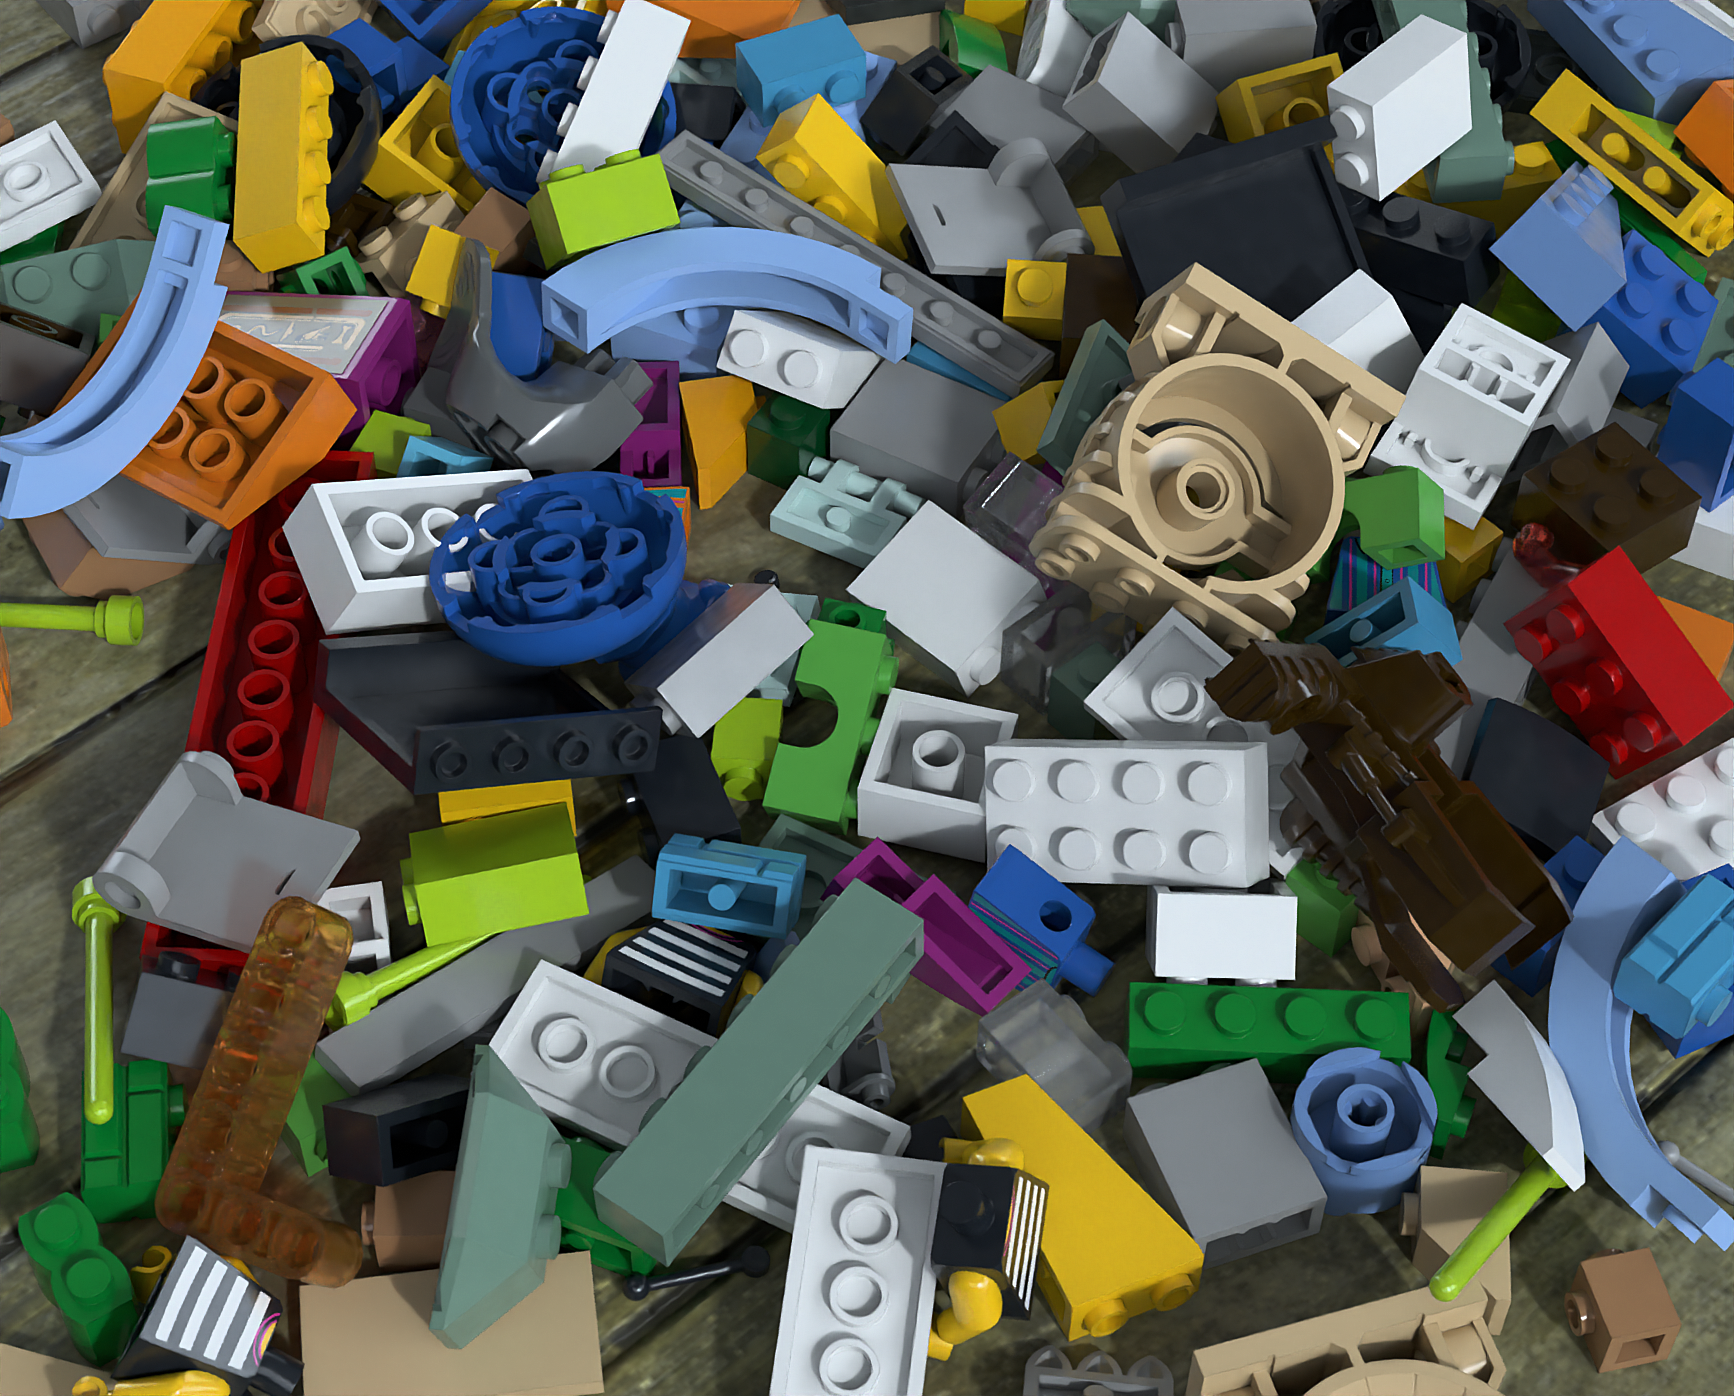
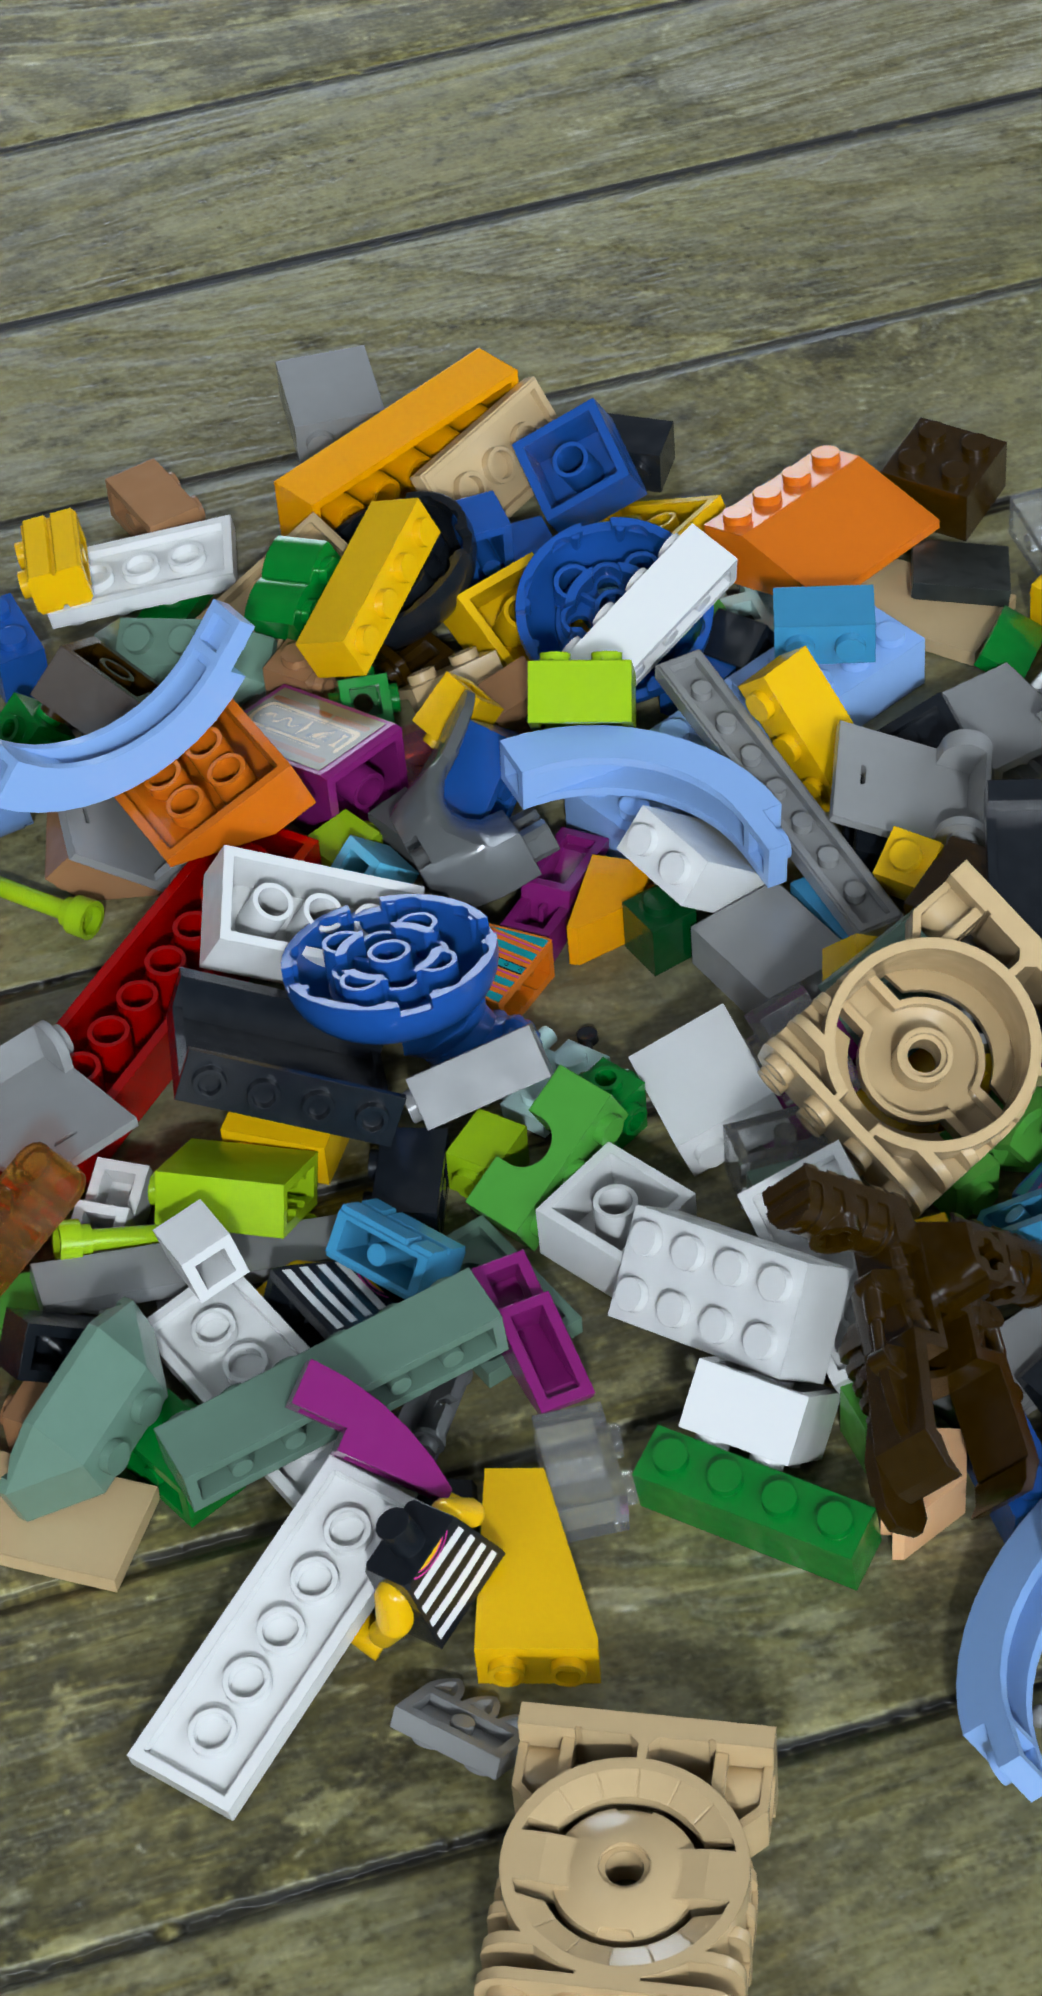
camera: 30 degrees right, 5 degrees down
(517, 959) = (201, 1250): none -> white brick
(754, 1263) = (181, 1526): black hinge -> none
(839, 524) = (663, 998): light aqua plate -> none
(844, 1103) = (367, 1431): none -> magenta slope
(914, 100) = (919, 671): black brick -> none
(1040, 923) = (619, 1361): blue torso -> none
(1224, 1161) = (665, 1593): light grey brick -> none
(1363, 1128) = (784, 1605): medium blue brick -> none
(1442, 1214) = (824, 1714): tan slope -> none
(1447, 1079) = (876, 1602): green slope -> none
(1495, 1226) = (929, 1684): lime piece -> none
(1525, 1080) = (931, 1609): white slope -> none
(1622, 1309) = (916, 1814): medium nougat brick -> none

